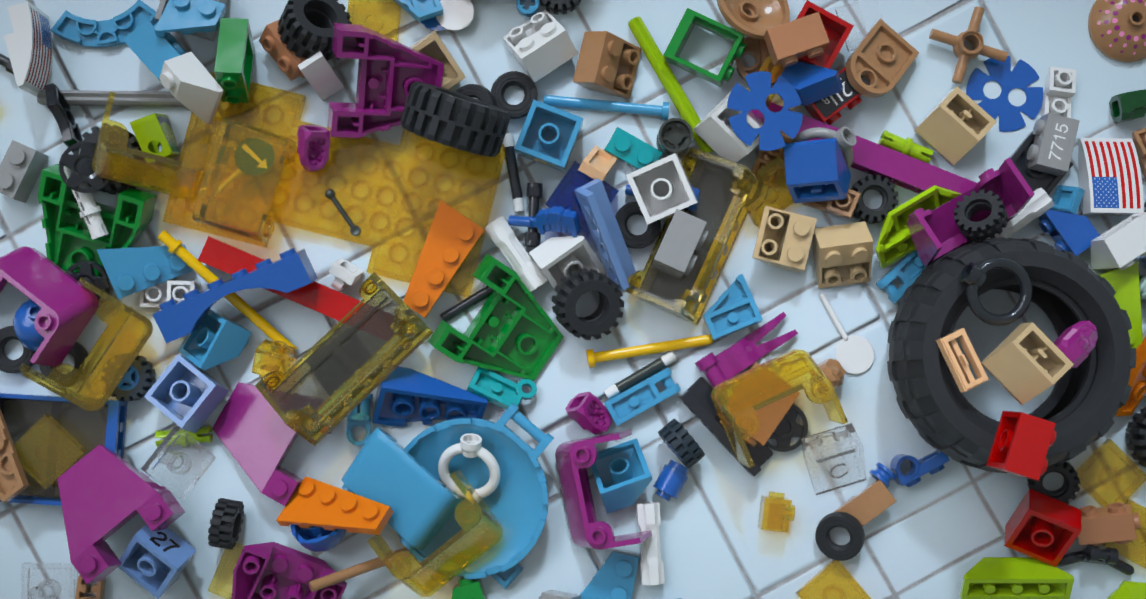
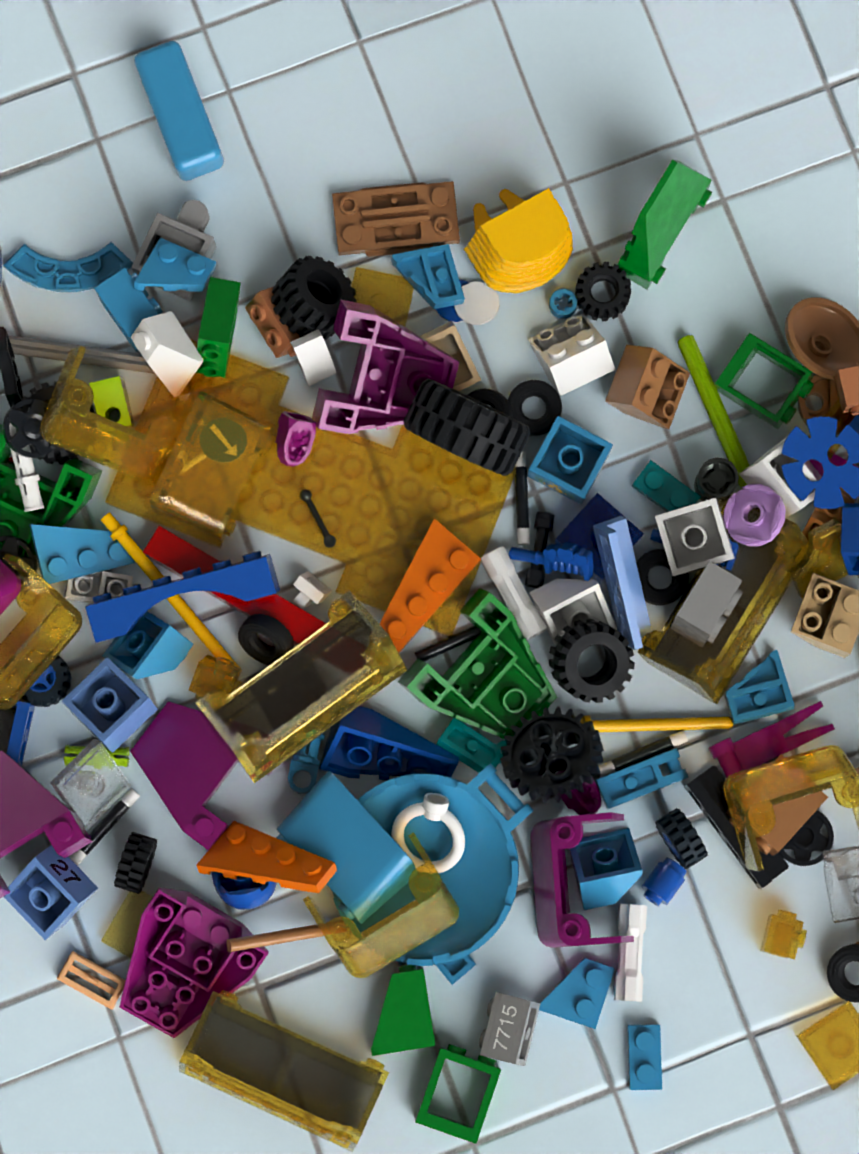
camera: 10 degrees right, 5 degrees down
(198, 494) = (106, 824): none -> black bar
(314, 312) = (270, 628): none -> black tyre
(542, 383) = (576, 761): none -> black gear
(598, 163) = (623, 499): light nougat tile -> none
(612, 106) = (644, 434): dark azure bar -> none
(722, 170) = (768, 524): none -> lavender tile

